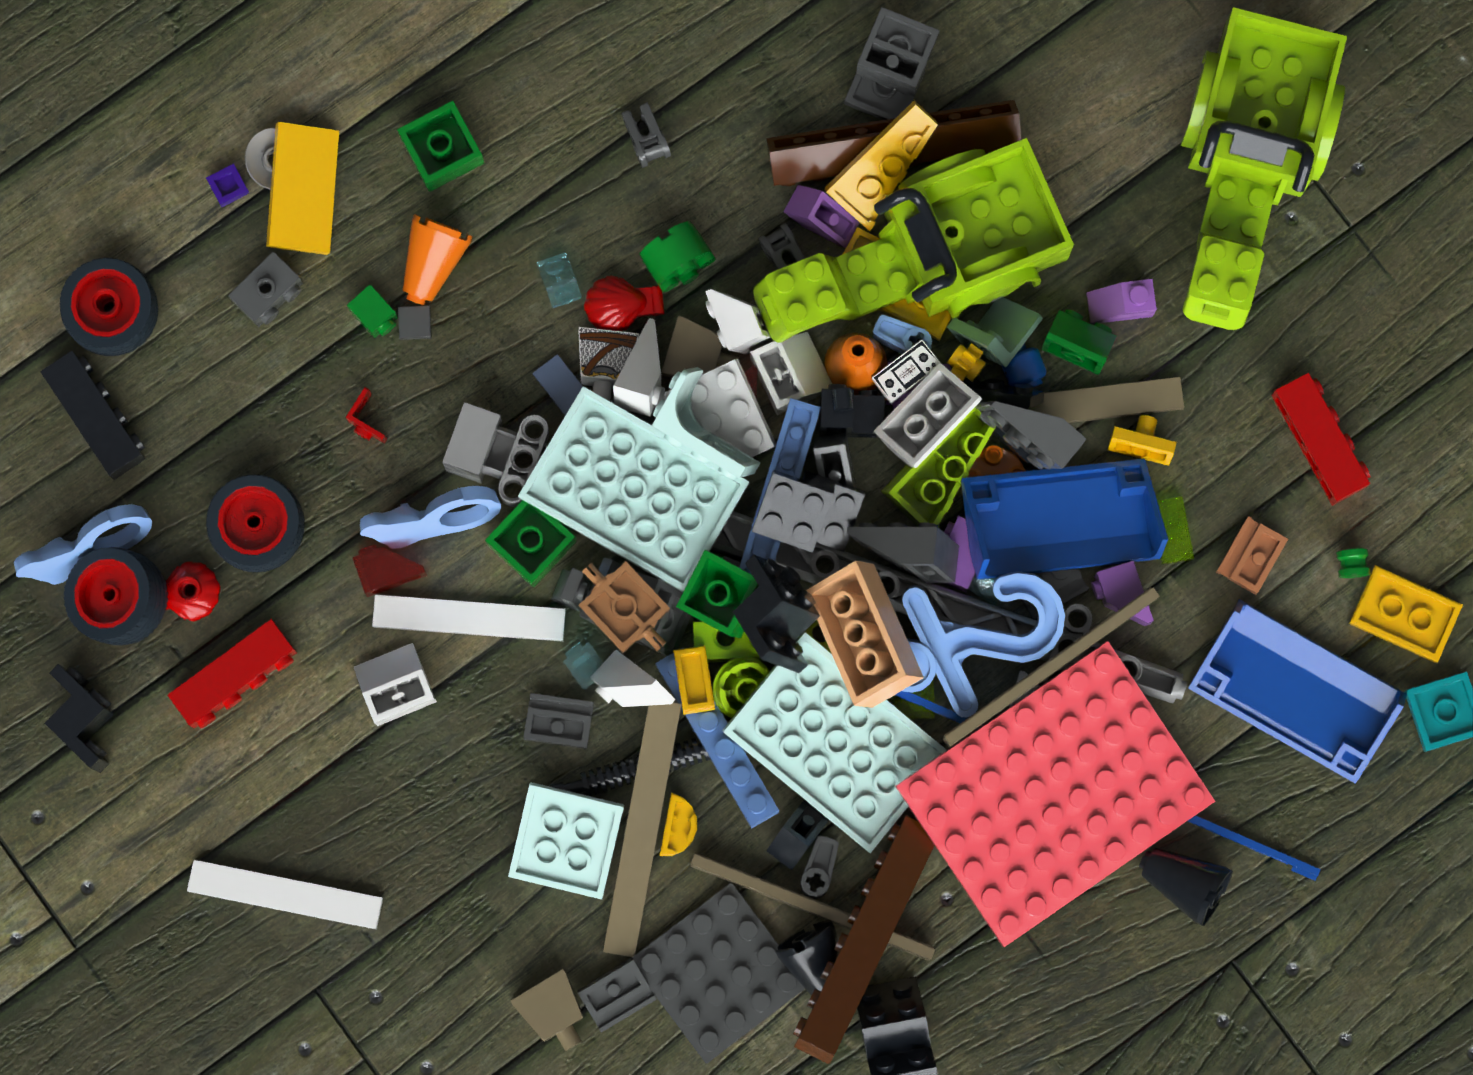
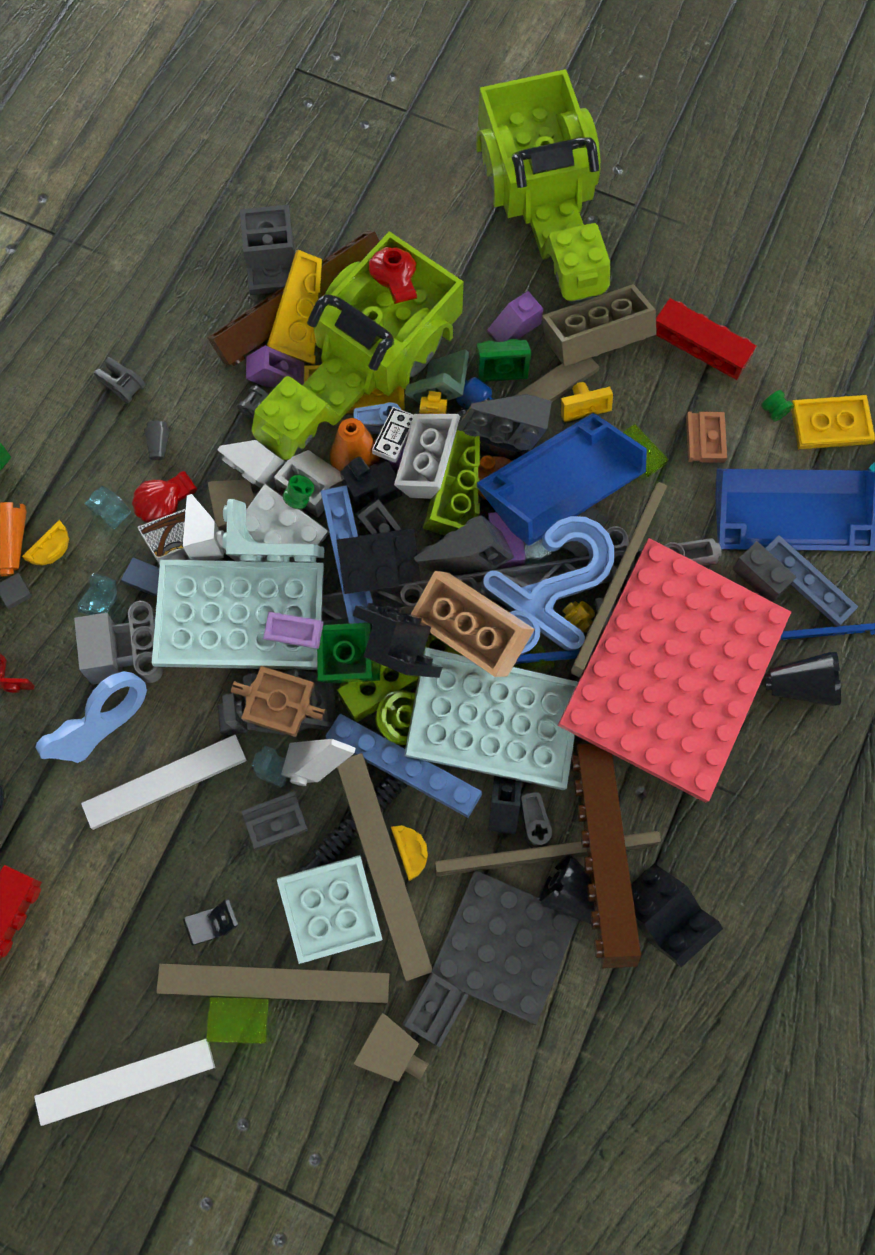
camera: 30 degrees left, 10 degrees down
(385, 570) = (80, 779): clear red slope -> none
(394, 684) = (131, 864): white slope -> none
(421, 897) = (237, 1020): none -> clear neon green plate
(442, 789) = (210, 923): none -> black bracket
(474, 881) = (273, 983): none -> dark tan tile
(476, 293) = (49, 546): none -> yellow plate
(499, 381) = (99, 596): none -> clear light blue bracket
(530, 542) = (182, 697): green brick -> none
(651, 225) = (157, 439): none -> dark grey cone
(677, 256) = (184, 443): green brick -> none
(678, 541) = (293, 630): none -> lavender tile
(694, 680) = (362, 730): yellow tile -> none
(773, 387) = (298, 492): none -> green wheel
(989, 680) = (579, 615): none -> yellow gear
(1004, 188) = (394, 270): none -> red animal
(1120, 586) = (629, 504): medium lavender slope -> none
(1208, 362) = (599, 325): none -> dark tan brick
(1215, 742) = (764, 572): none -> dark grey brick
(1259, 777) = (813, 583): none -> sand blue plate

